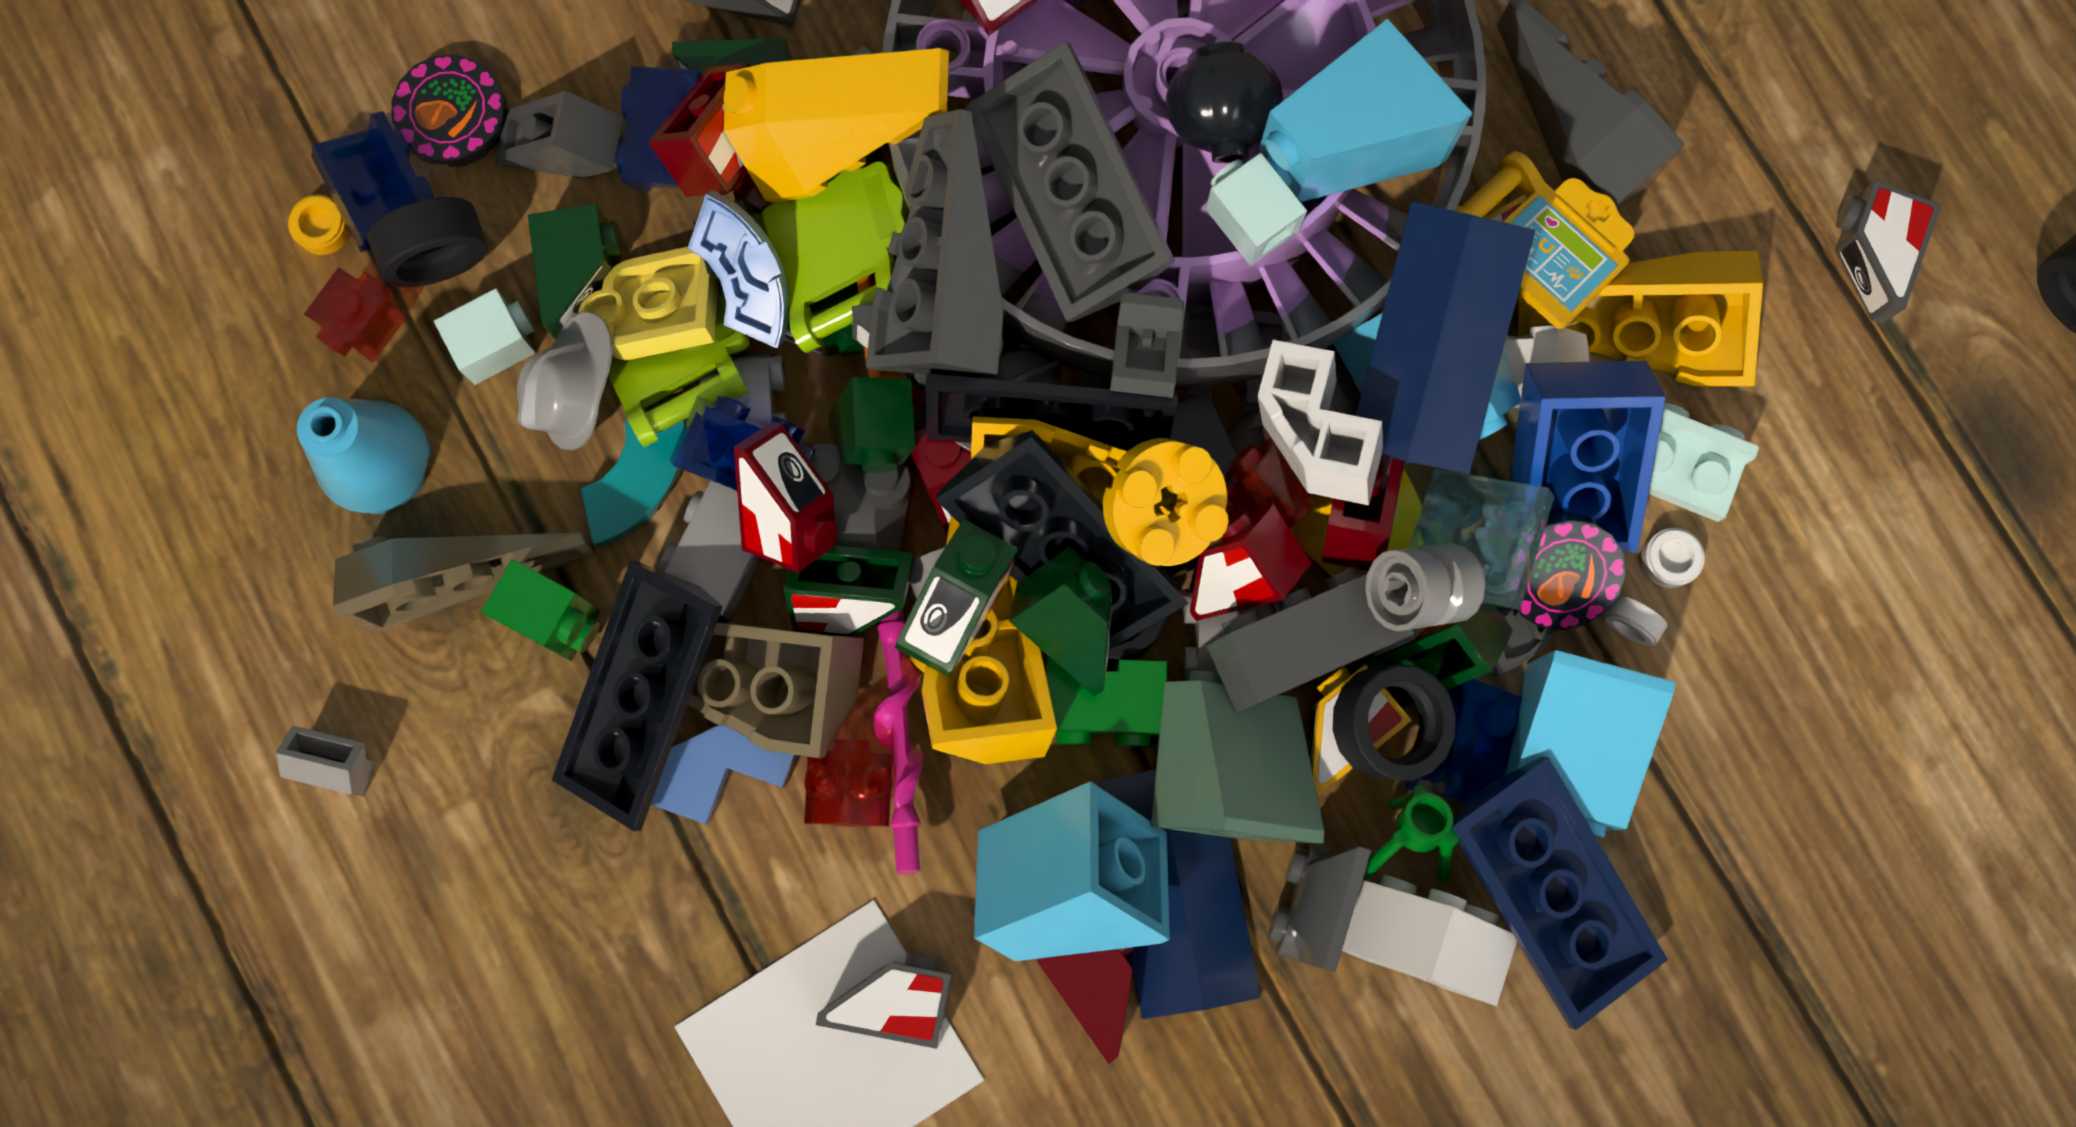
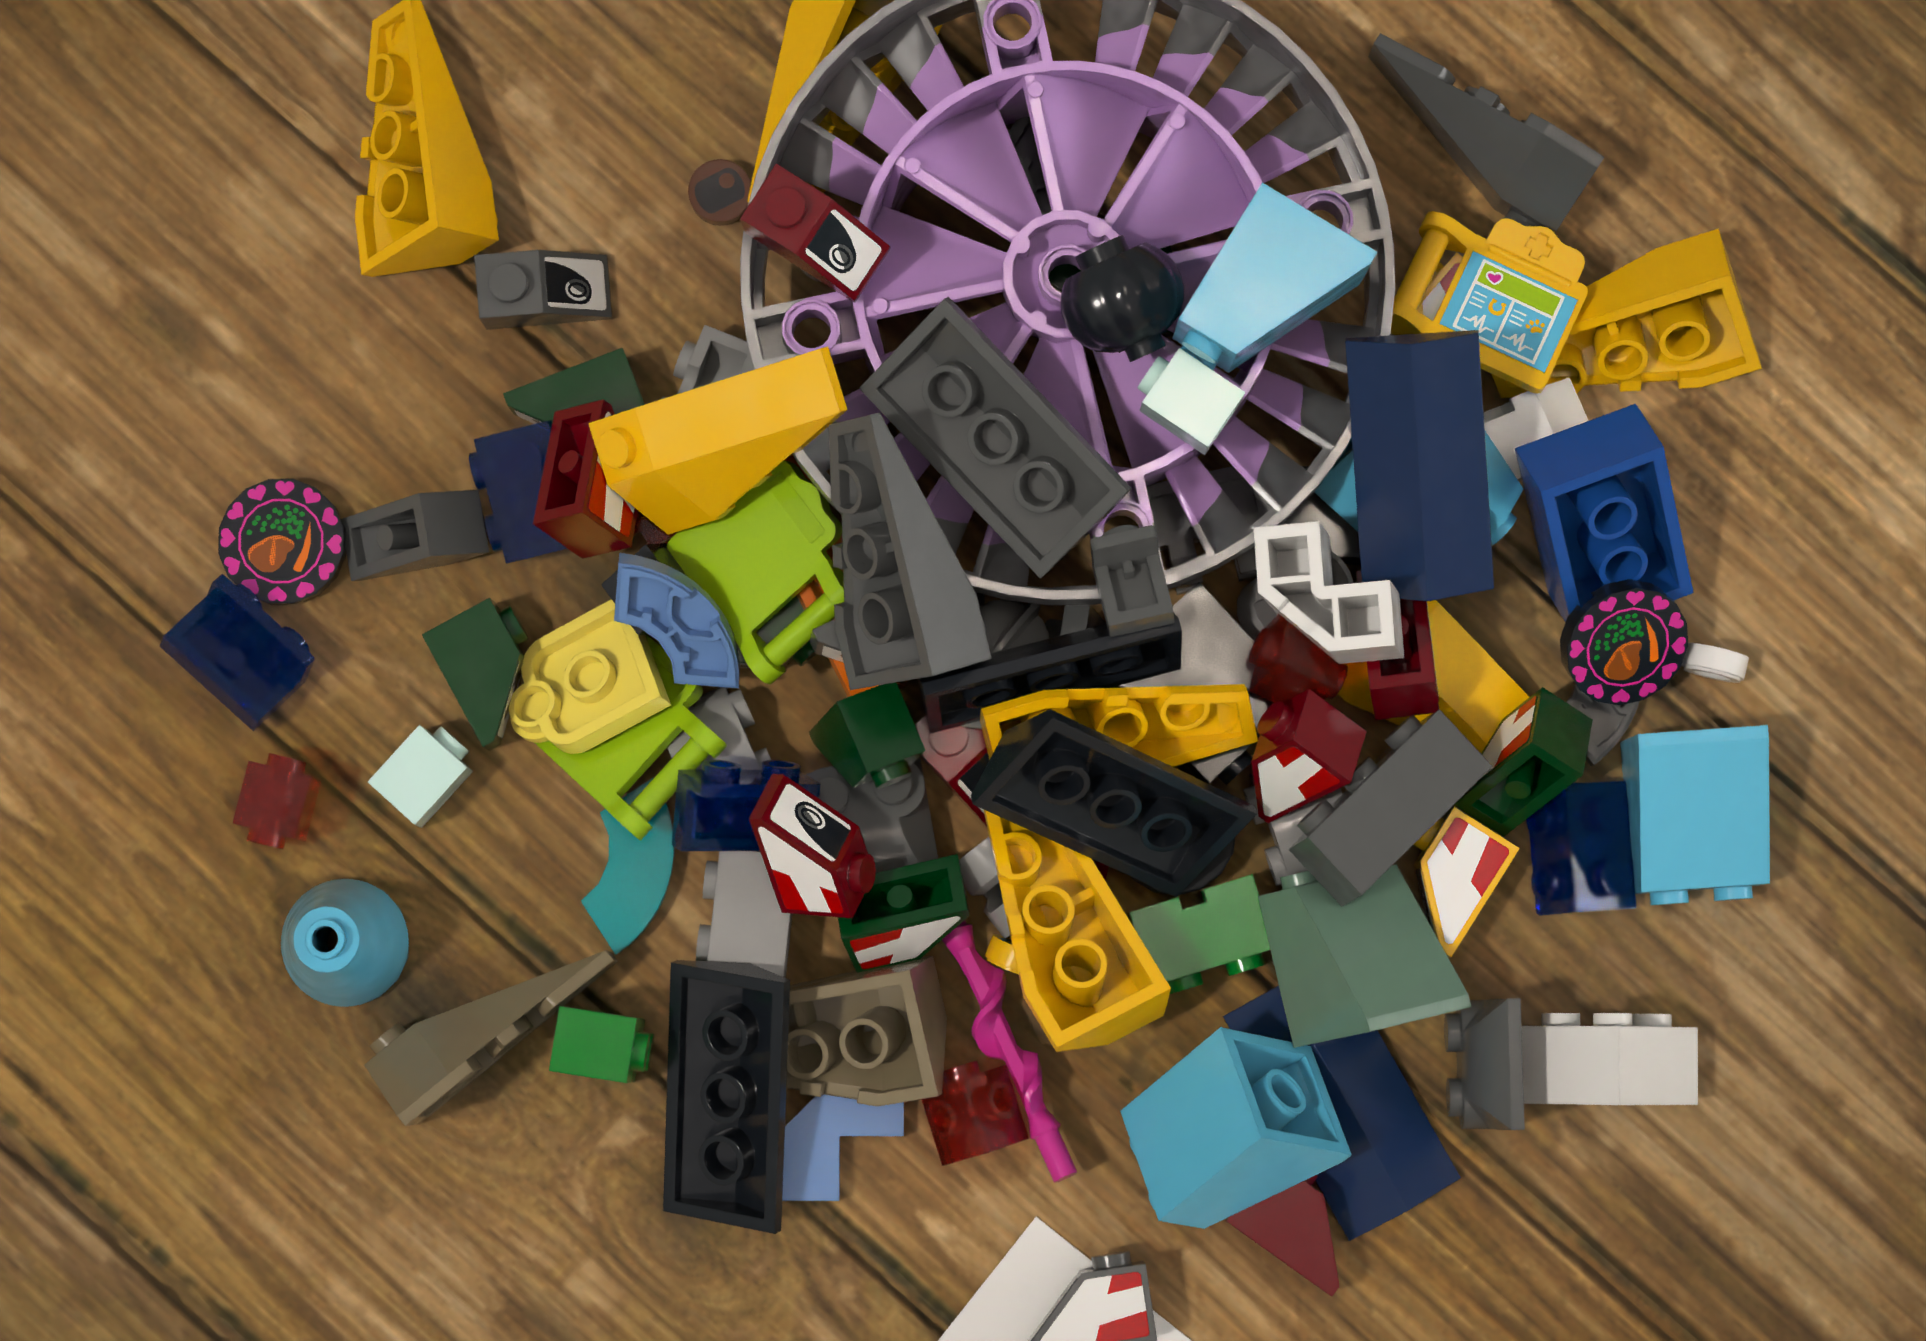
camera: 20 degrees left, 5 degrees up
(298, 765) = (430, 1284): light grey piece -> none
(318, 225) = (191, 714): yellow tile -> none
(427, 241) = (326, 699): black tyre -> none
(566, 382) = (532, 794): light grey piece -> none
(957, 597) = (1027, 894): slope -> none
(1068, 615) = (1140, 870): dark green slope -> none
(1137, 487) = (1235, 736): yellow plate -> none
(1419, 827) = (1562, 957): green plant -> none
(1424, 586) = (1487, 719): light grey wheel -> none
(1435, 713) = (1544, 843): black tyre -> none
(1494, 521) = (1525, 645): clear light blue plate -> none
(1557, 890) = (1719, 969): dark blue slope -> none
(1672, 558) = (1734, 579): white tile -> none
(1698, 463) = (1722, 474): light aqua bracket -> none
(1884, 245) = (1850, 170): slope -> none

